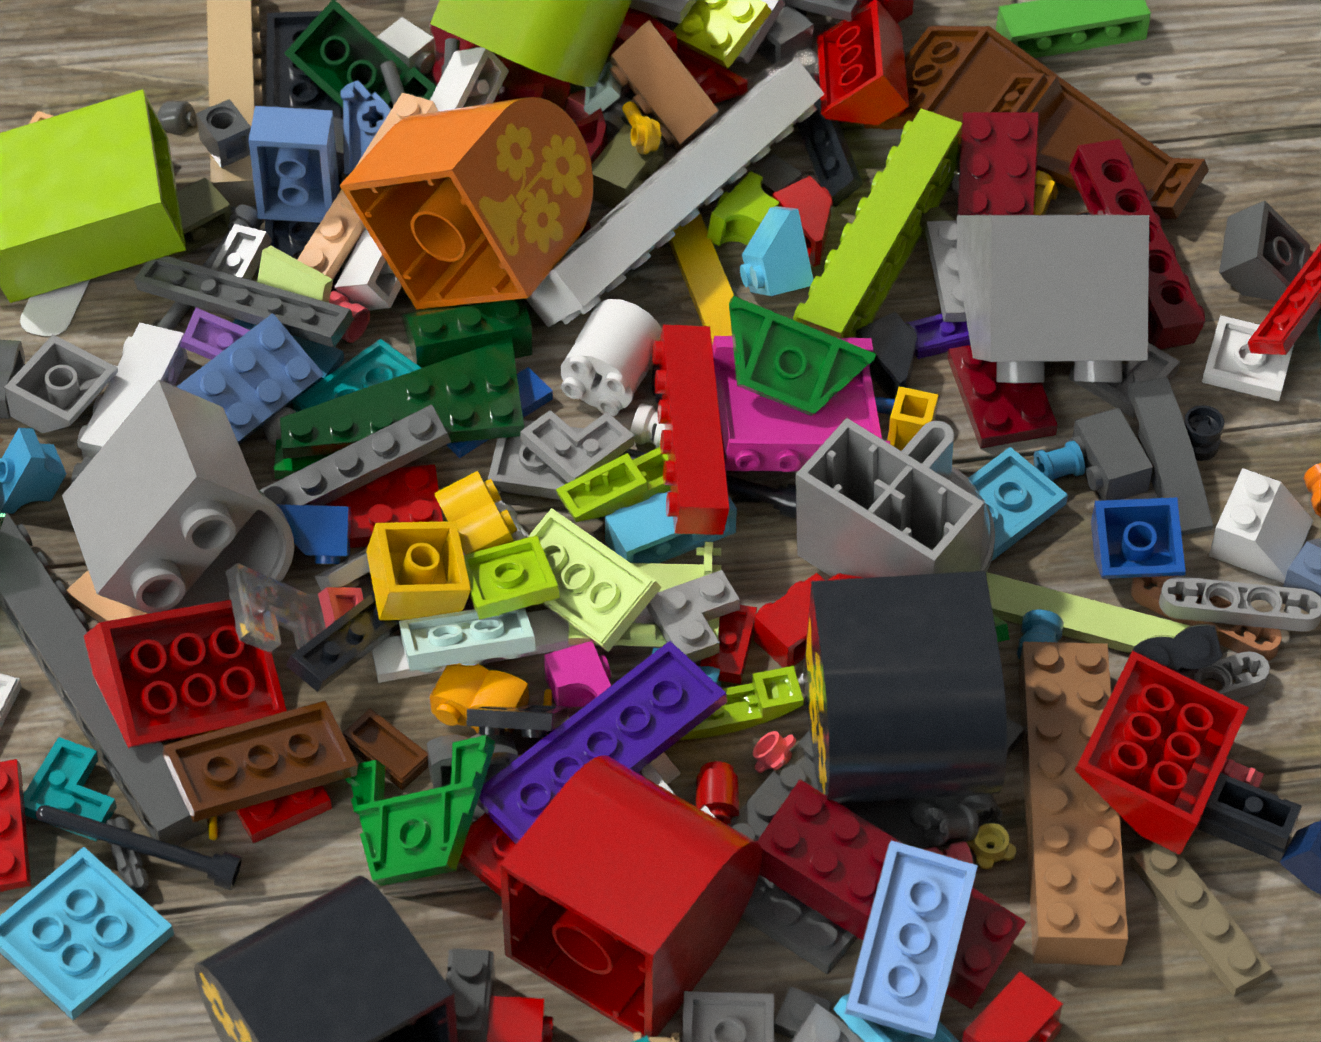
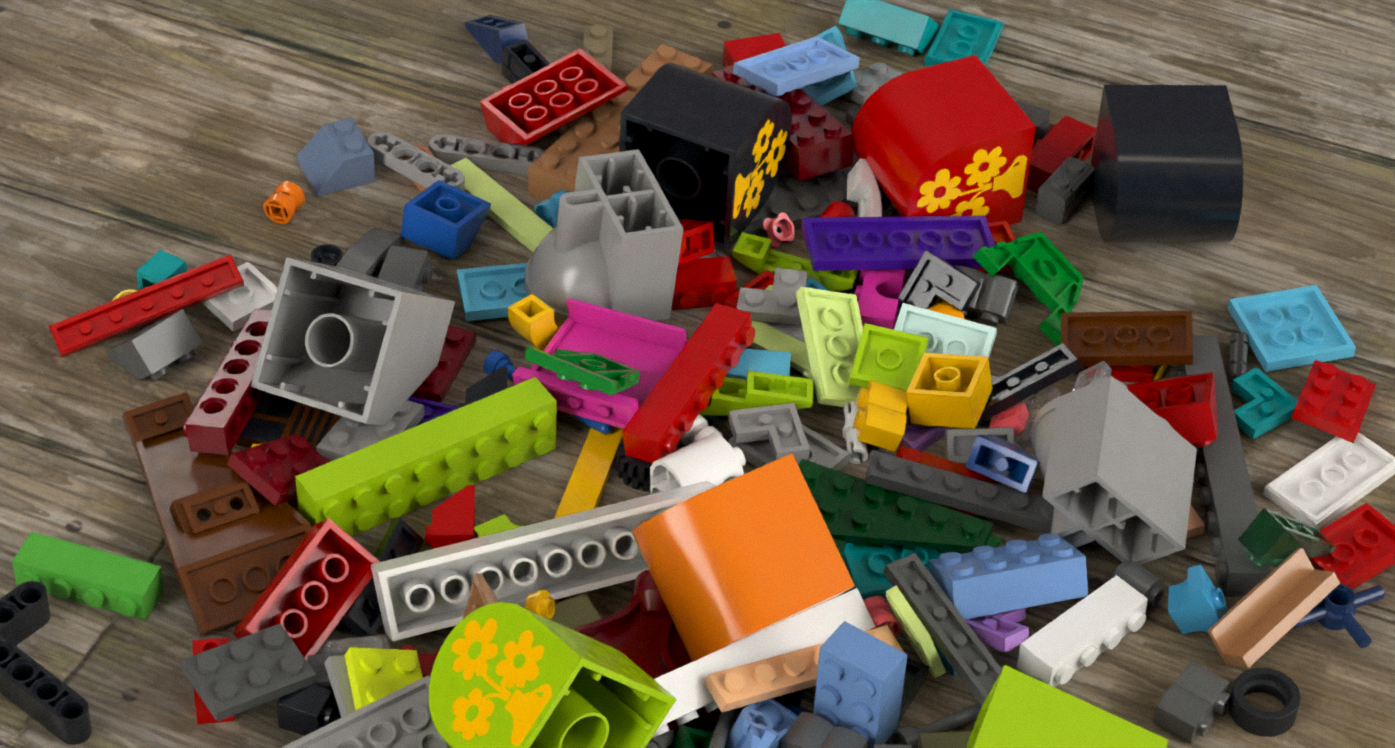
camera: 150 degrees left, 10 degrees down
(56, 385) = (1141, 650): light grey slope -> none
(220, 868) = (1240, 350): black piece -> none
(242, 251) = (937, 699): light grey plate -> none
(378, 740) = (1024, 339): reddish brown tile -> none
(777, 255) = (521, 476): medium azure slope -> none
(1060, 461) = (442, 290): dark azure bush -> none
(1190, 648) = (486, 151): black brick -> none
(1261, 527) = (355, 207): white slope -> none

